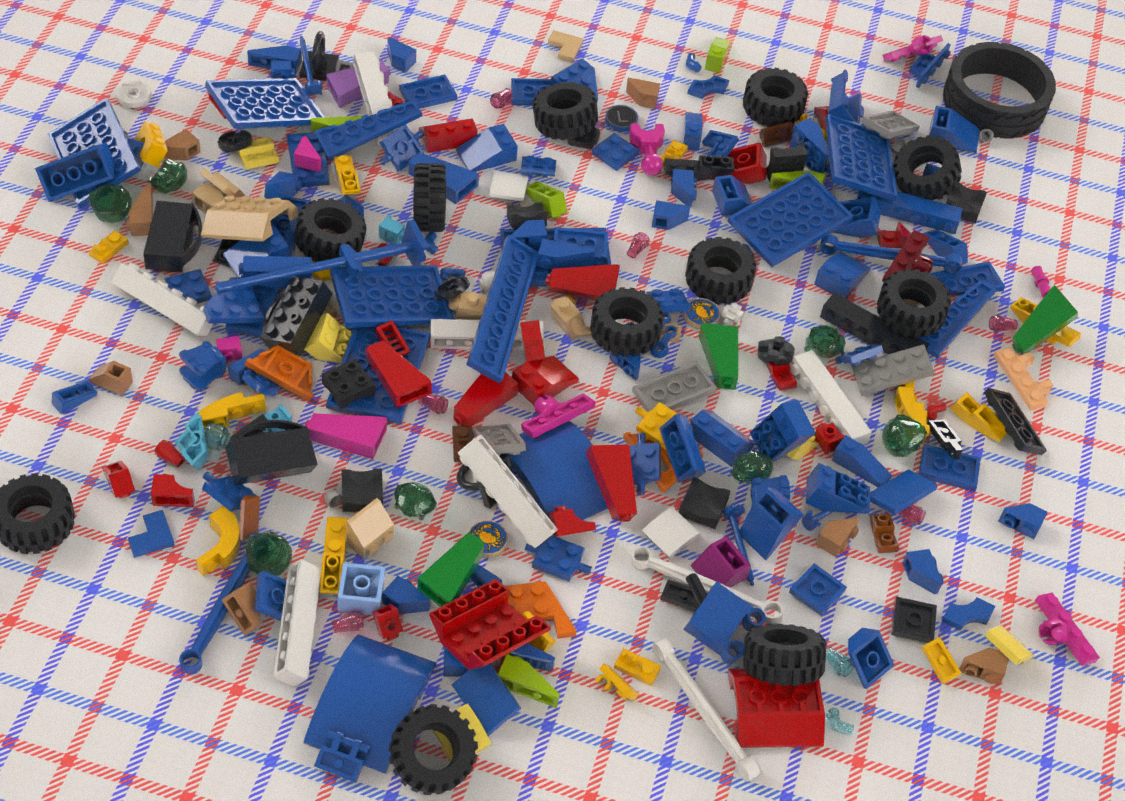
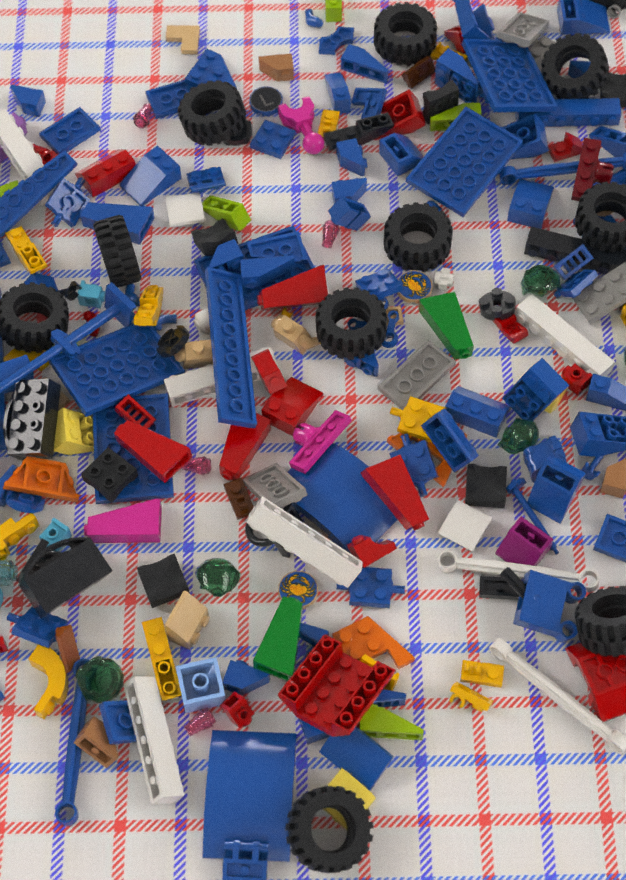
camera: 10 degrees left, 10 degrees up
(332, 498) = (137, 597): light grey hinge -> none
(373, 223) = (70, 293): none -> black bar
(442, 256) = (150, 306): none -> yellow slope
(662, 231) = (349, 214): none -> blue piece
(725, 111) = (364, 64): none -> blue slope
(851, 346) = (585, 252): none -> blue slope

